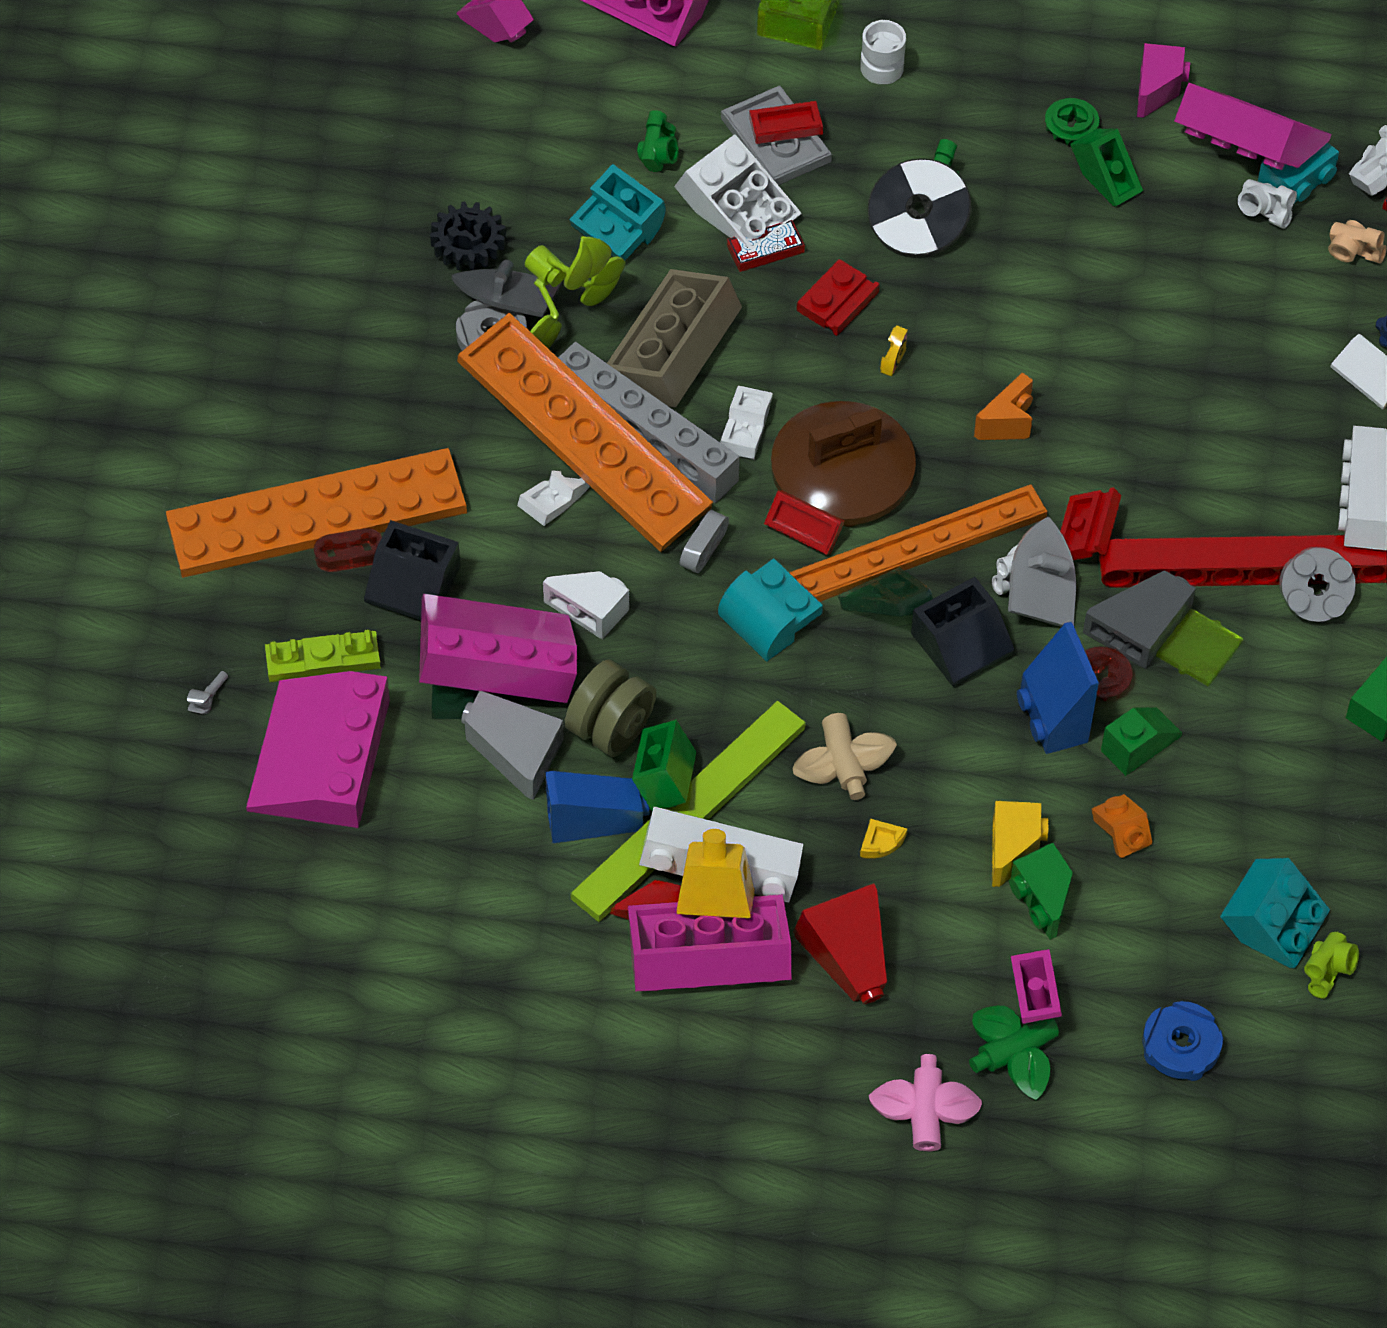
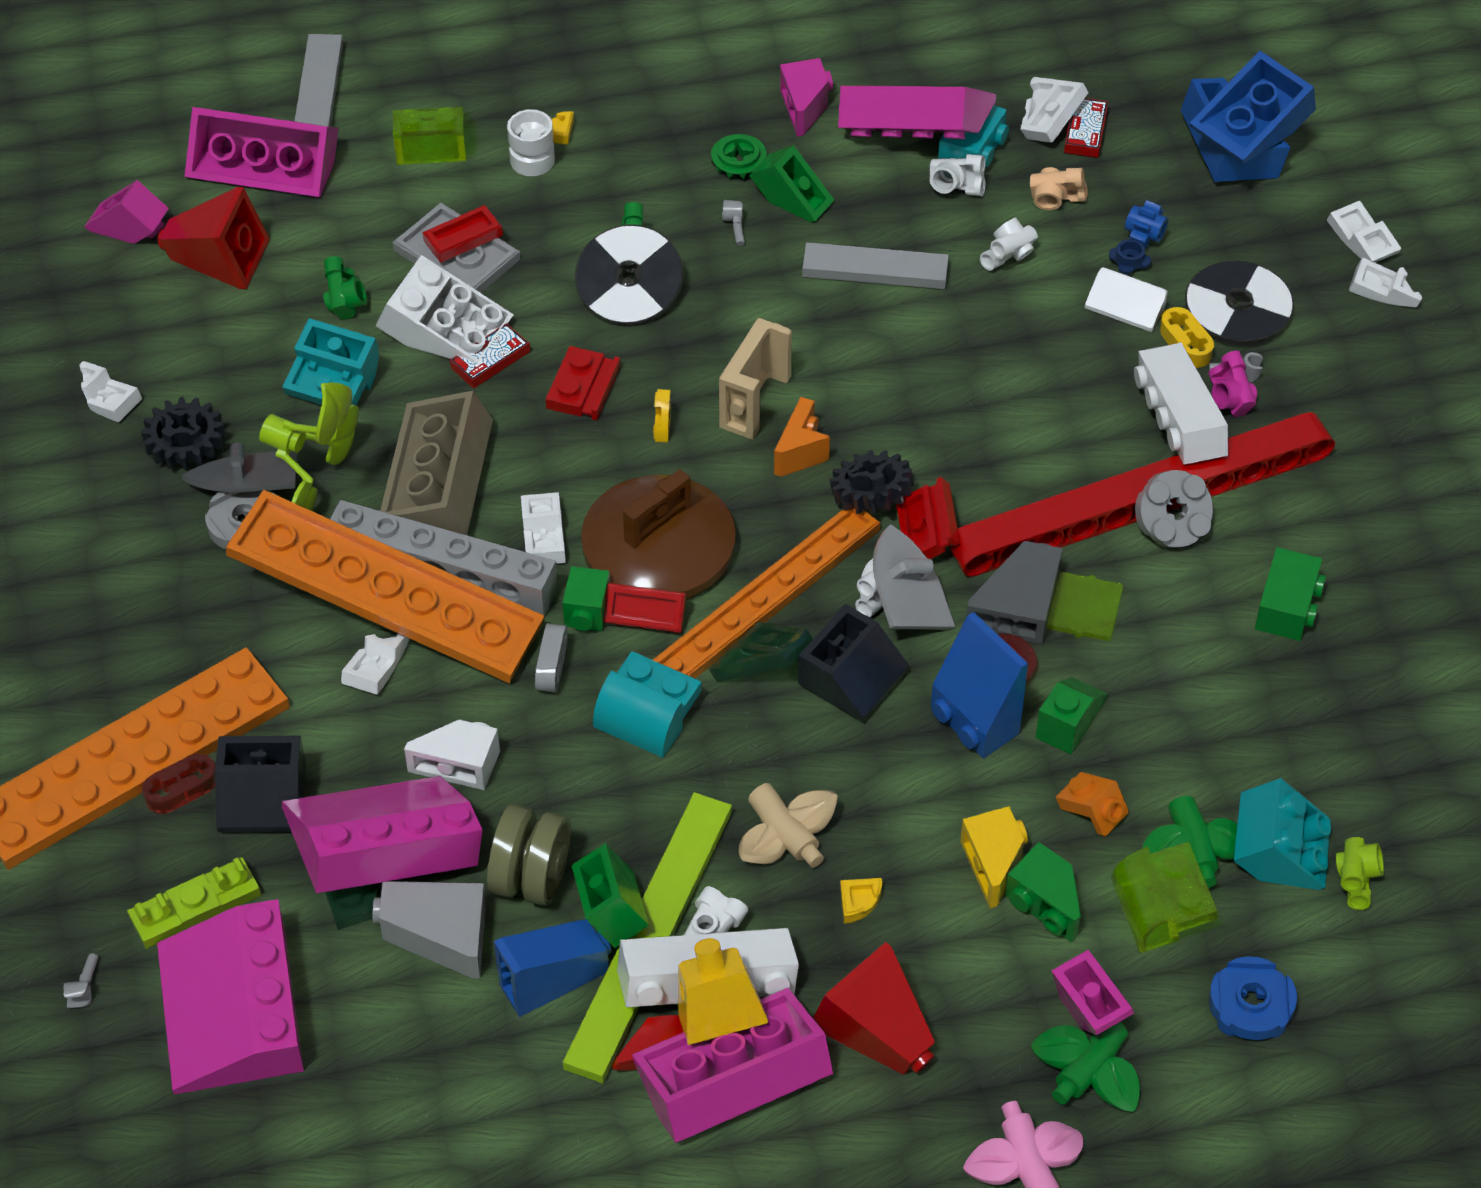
camera: 20 degrees left, 5 degrees down
(416, 179) = (106, 395): none -> white slope
(567, 62) = (218, 238): none -> red slope
(749, 811) = (716, 913): none -> white plate
(754, 497) = (585, 598): none -> green brick
(919, 43) = (562, 127): none -> yellow tile
(998, 323) = (761, 356): none -> tan panel
(1043, 175) = (733, 212): none -> light grey hand
(1054, 471) = (872, 482): none -> black gear
(1143, 924) = (1162, 895): none -> clear neon green brick
(1152, 266) = (875, 265): none -> light grey tile
(1191, 887) = (1205, 839): none -> green plant
(1288, 282) = (1010, 242): none -> white plate

